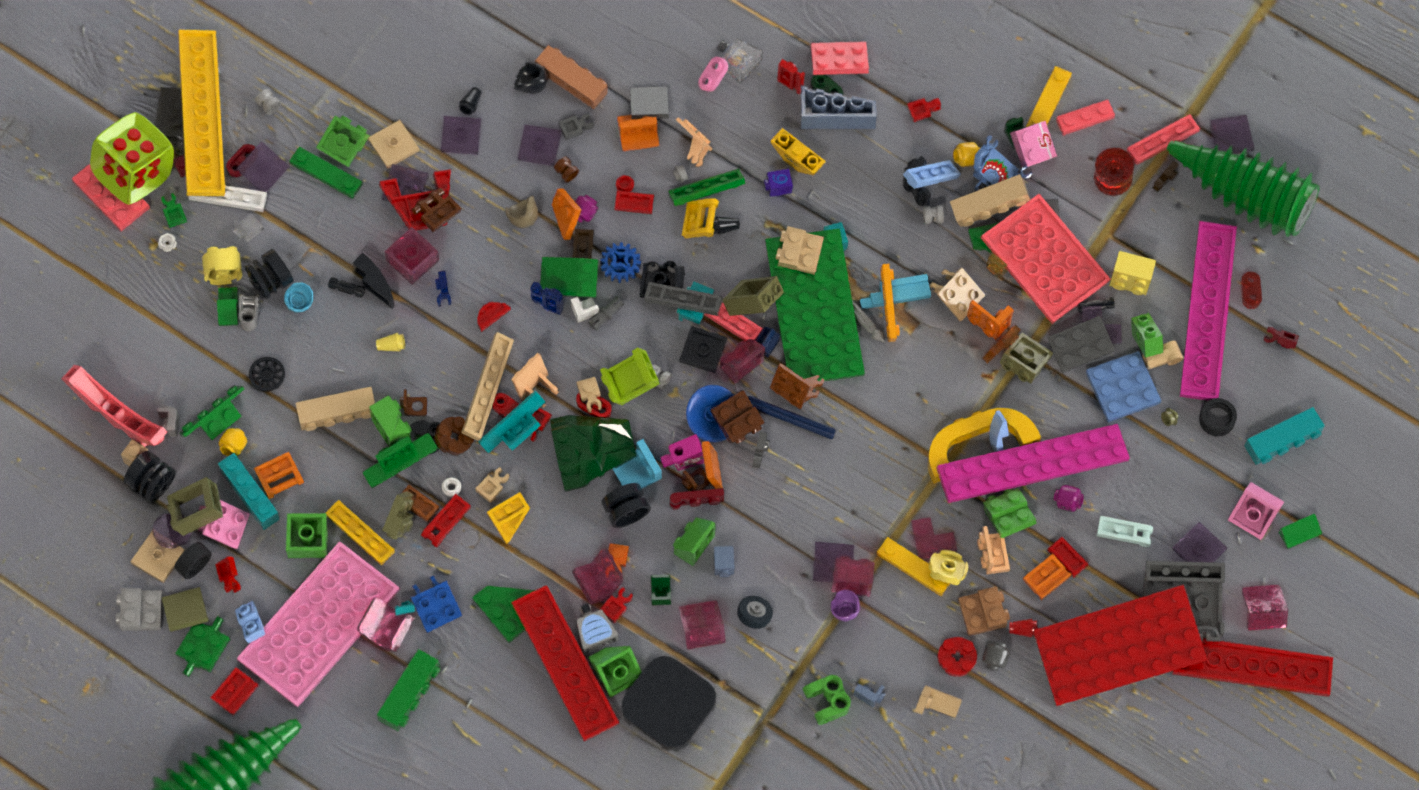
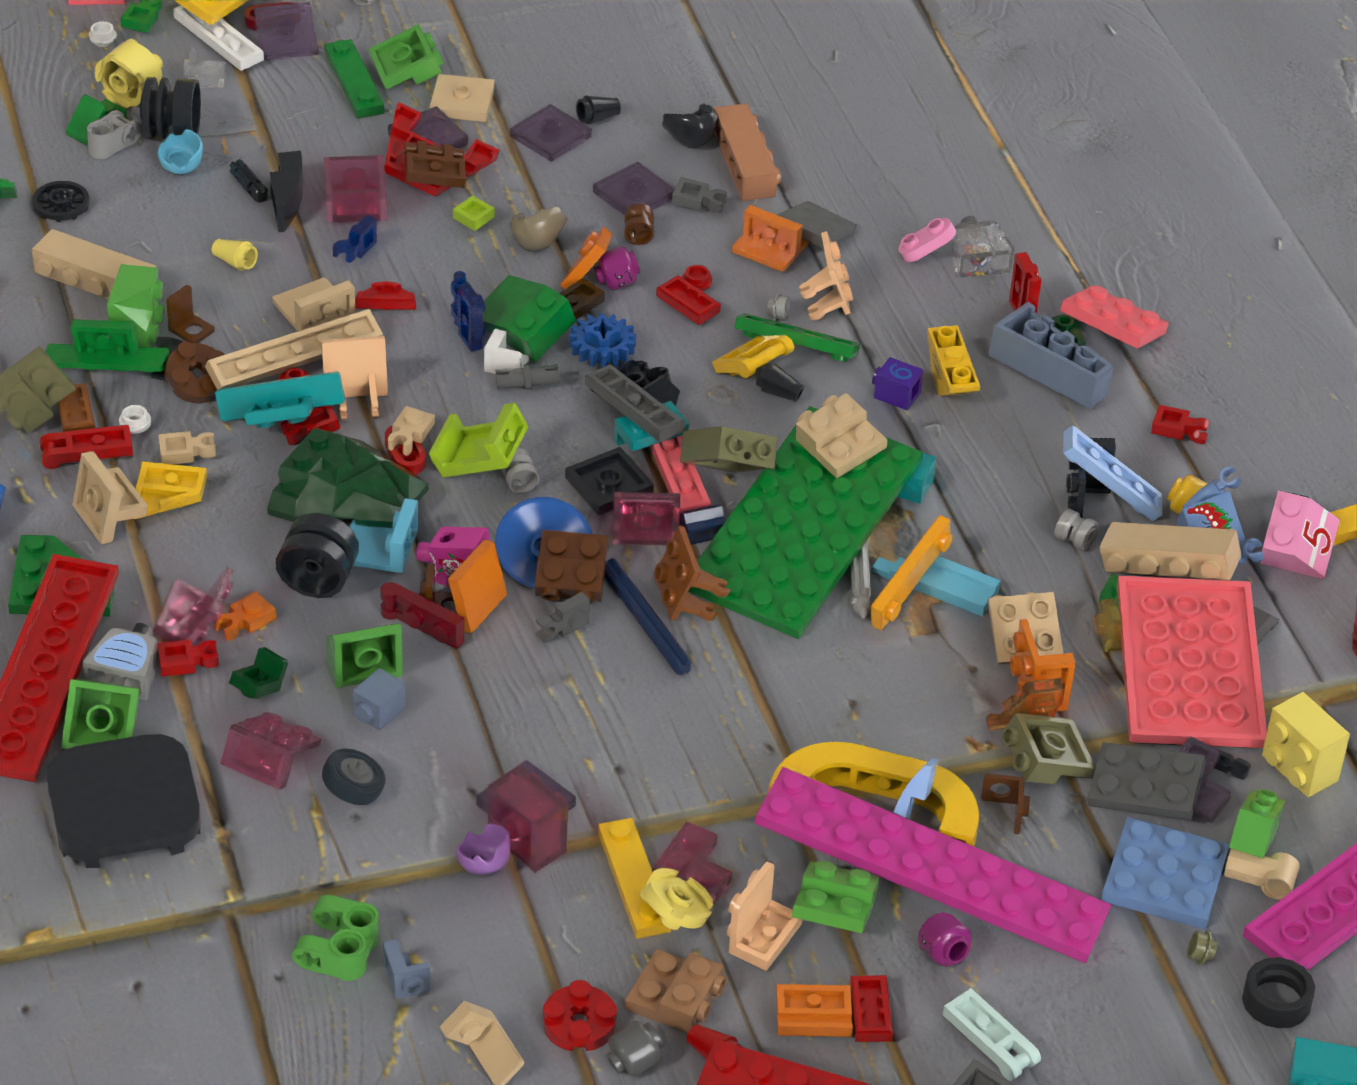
camera: 40 degrees right, 25 degrees down
(462, 346) = (316, 303): none -> tan bracket
(479, 223) = (473, 213): none -> lime plate
(495, 547) = (105, 497): none -> tan bracket
(1038, 397) = (1013, 796): none -> reddish brown bracket

